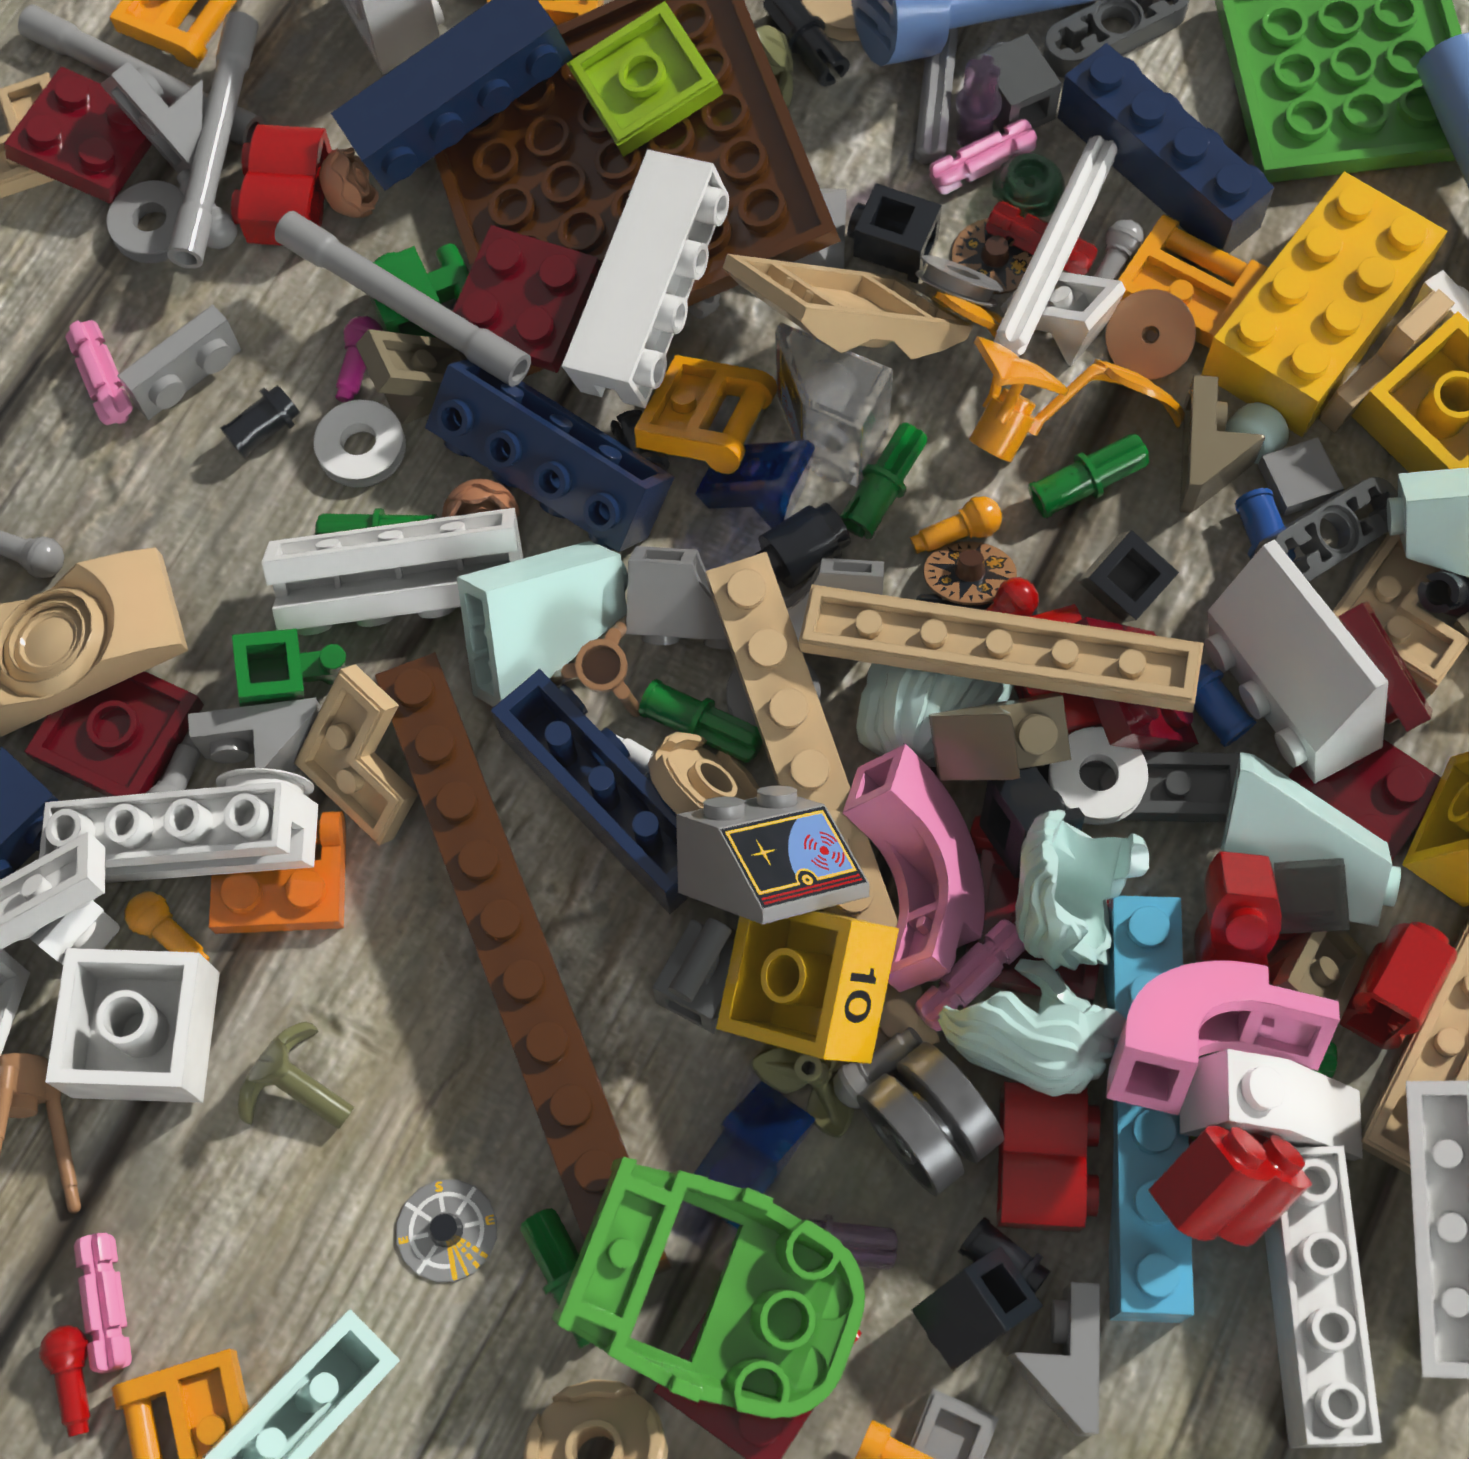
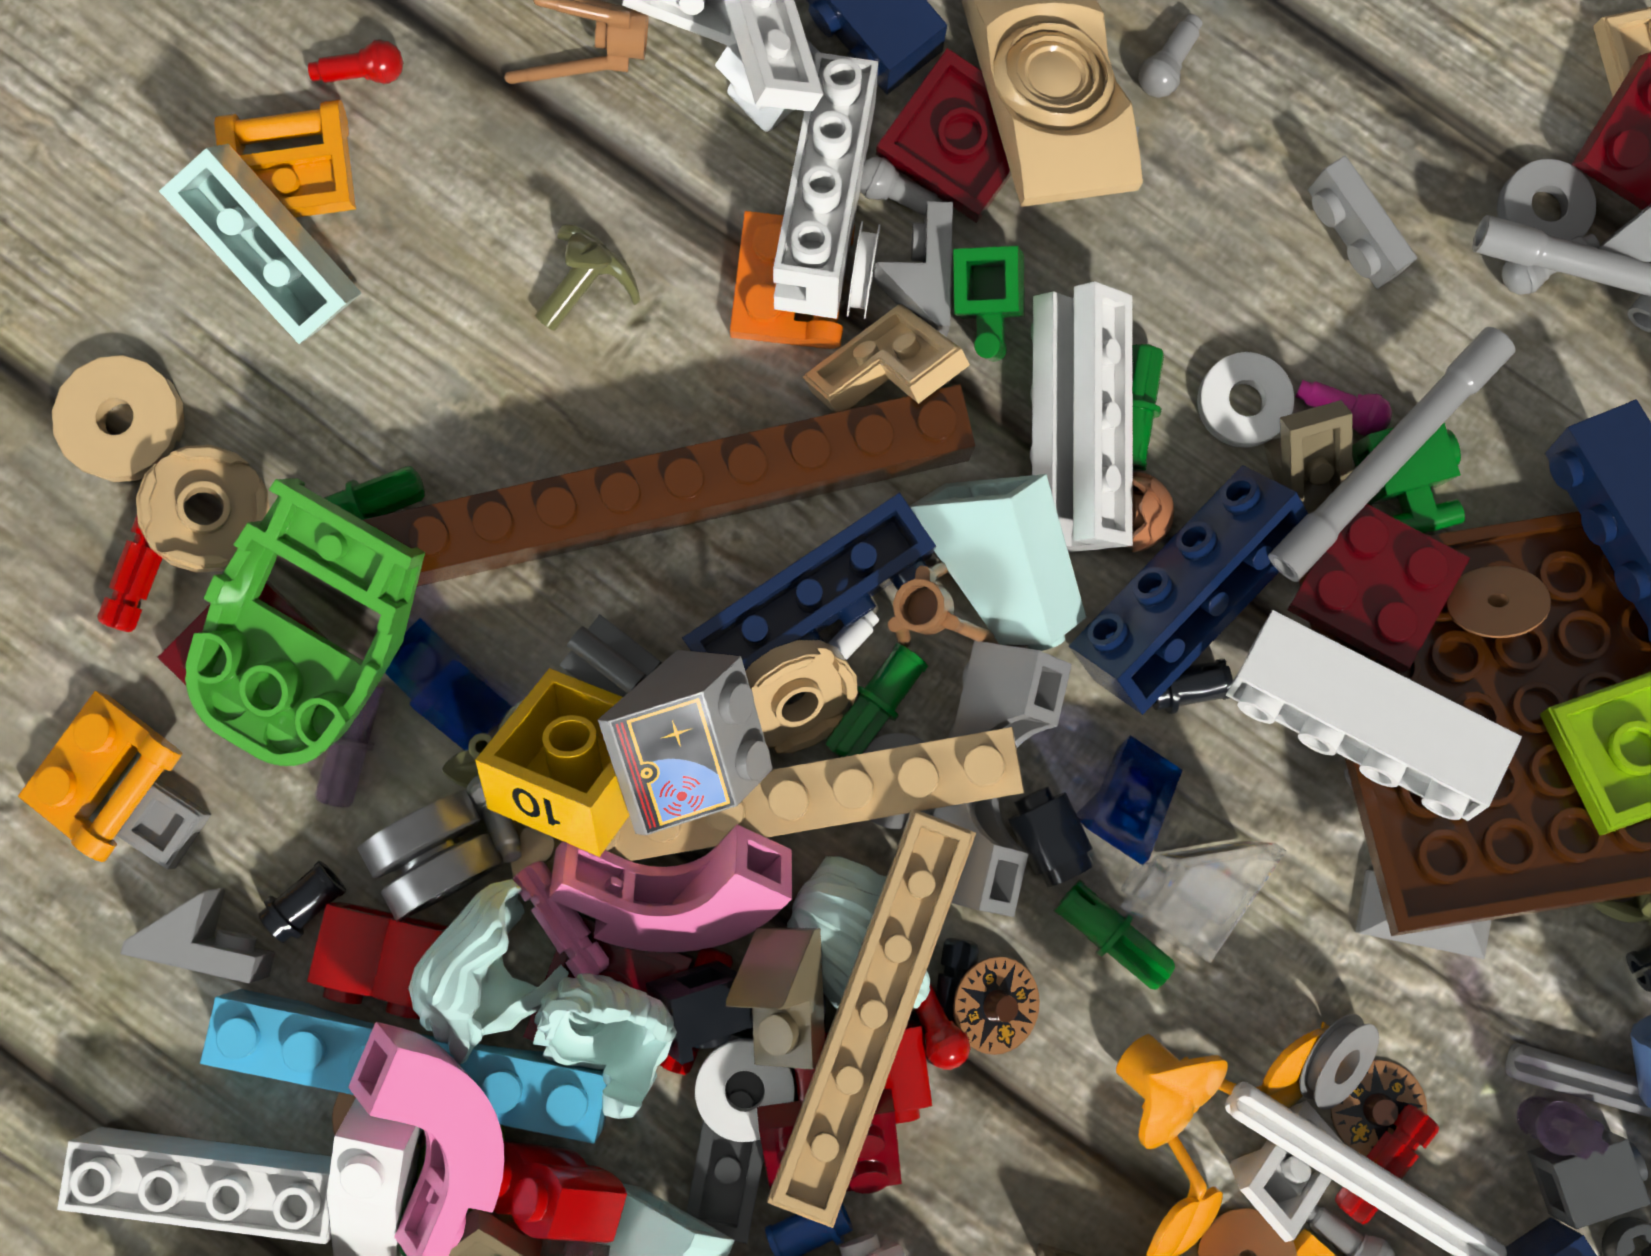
camera: 90 degrees right, 15 degrees up
(98, 372) = (1367, 140): bright pink axle -> none
(102, 1303) = (417, 96): bright pink axle -> none
(133, 1025) = (650, 133): white brick -> none
(151, 917) = (766, 159): light orange piece -> none
(261, 420) = (1282, 300): black pin -> none
(280, 177) = (1571, 347): red brick -> none
(347, 184) = (1555, 409): nougat plate -> none
(446, 1230) = (430, 403): light grey piece -> none
(527, 197) = (1499, 602): none -> medium nougat piece
(689, 400) = (1227, 740): light orange plate -> none
(850, 306) = (1306, 929): tan slope -> none
(895, 230) = (1431, 1016): black brick -> none
(976, 1307) = (254, 867): black brick -> none
(977, 519) = (1057, 1025): light orange piece -> none
(982, 156) = (1504, 1121): bright pink axle -> none
(1031, 169) = (1438, 1161): clear green plate -> none
(1089, 475) = (1088, 1155): green axle -> none
(1128, 576) = (953, 1168): black brick -> none
(1231, 1185) = (289, 1122): red brick -> none

